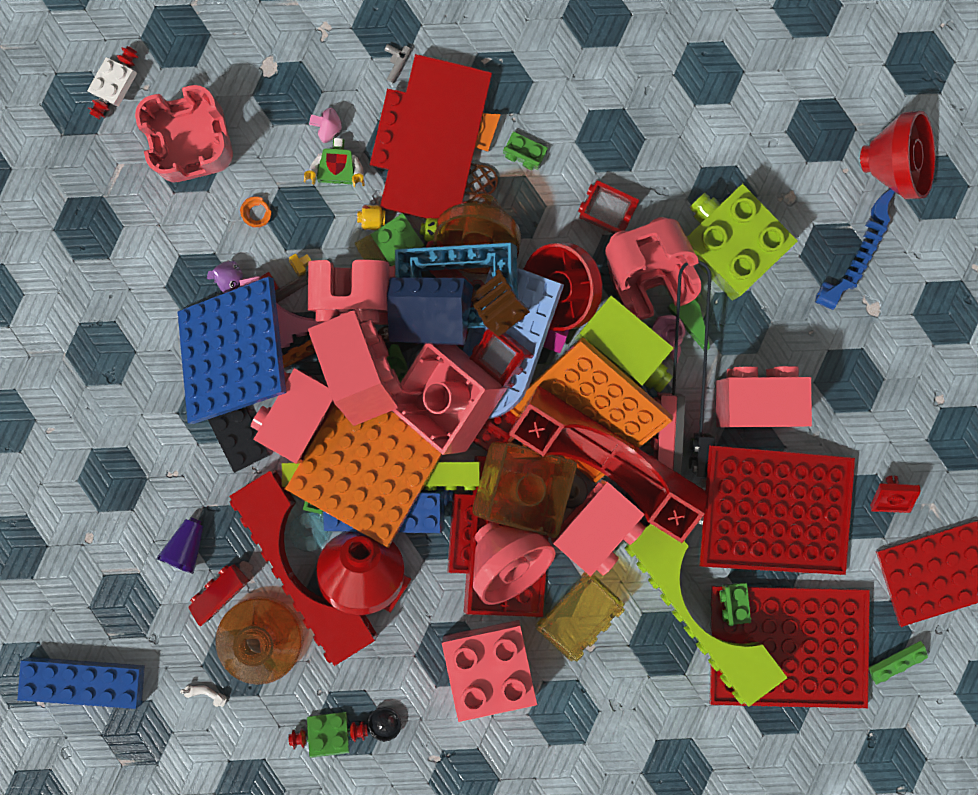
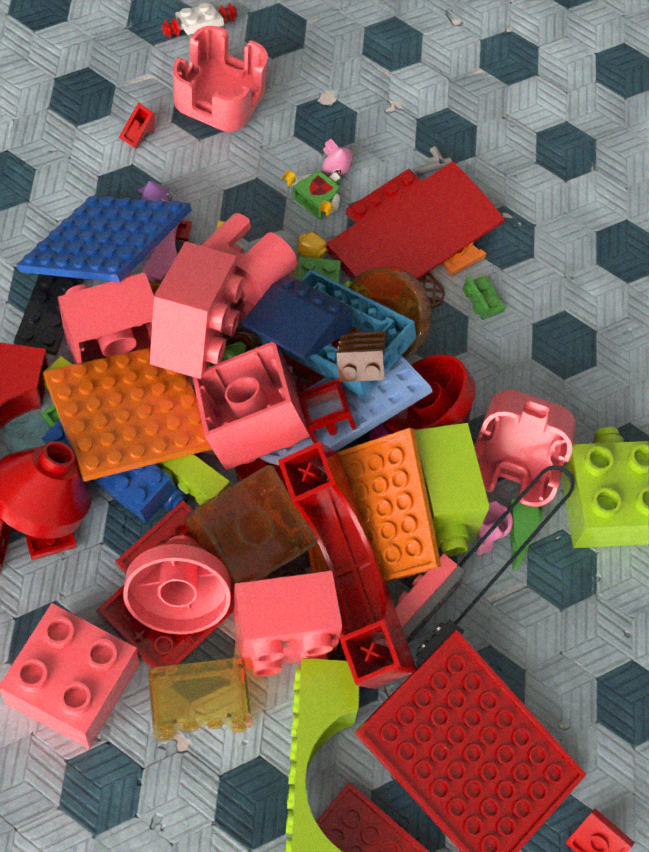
camera: 30 degrees right, 25 degrees down
(157, 224) = (138, 124): none -> red slope
(247, 206) = (219, 170): orange piece -> none
(608, 207) = (520, 376): window -> none
(735, 603) = (358, 815): bright green bracket -> none
(767, 401) = (536, 634): coral brick -> none

